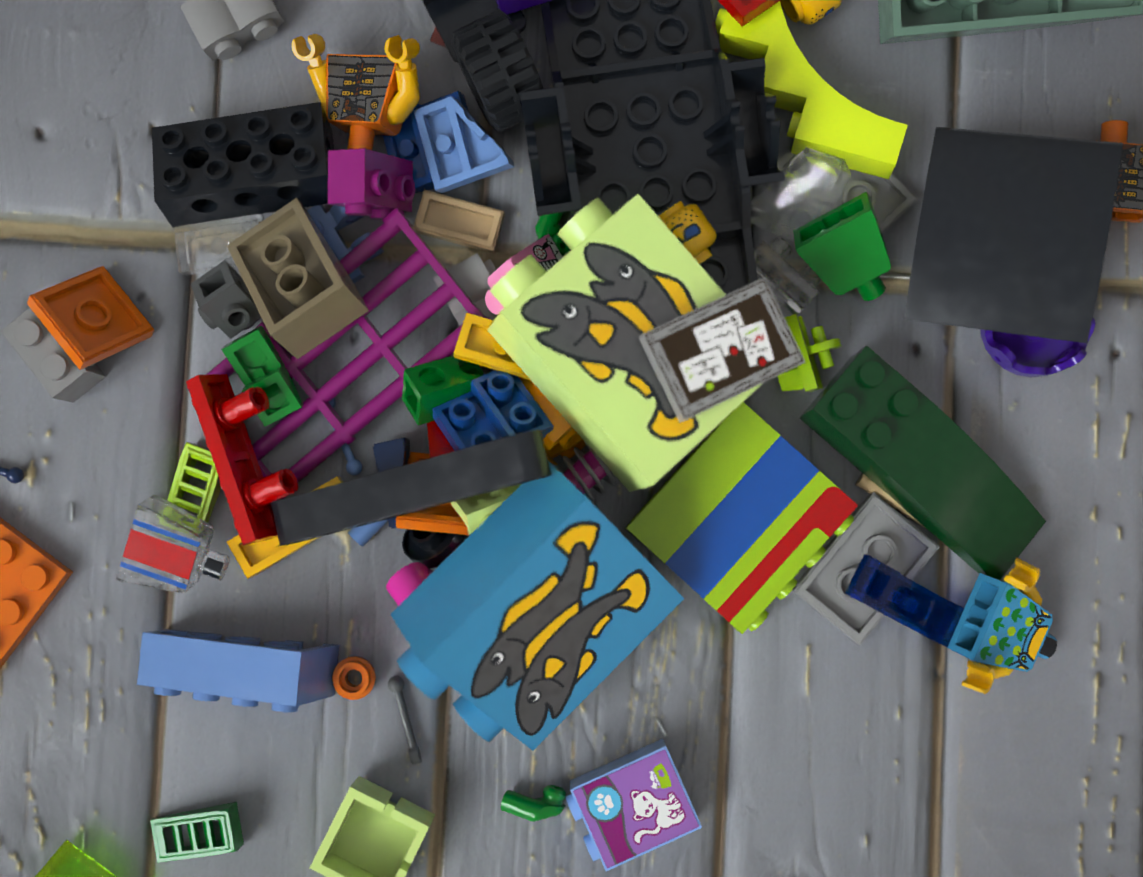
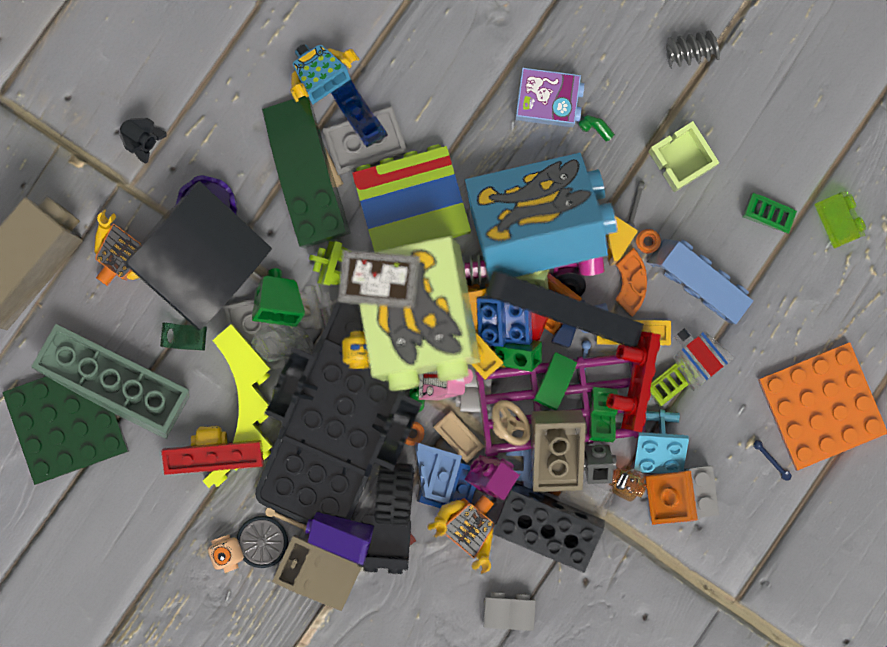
camera: 150 degrees left, 0 degrees up
(145, 376) = (661, 451): none -> medium azure plate
(168, 302) = (628, 483): none -> clear orange head
(339, 602) = (633, 282): none -> orange tile
(360, 378) = (555, 381): none -> green slope
(386, 647) = (619, 241): none -> yellow slope
(391, 267) = (508, 424): none -> tan piece
(515, 183) = (420, 434): none -> orange plate
(947, 114) = (184, 337): none -> clear green bracket

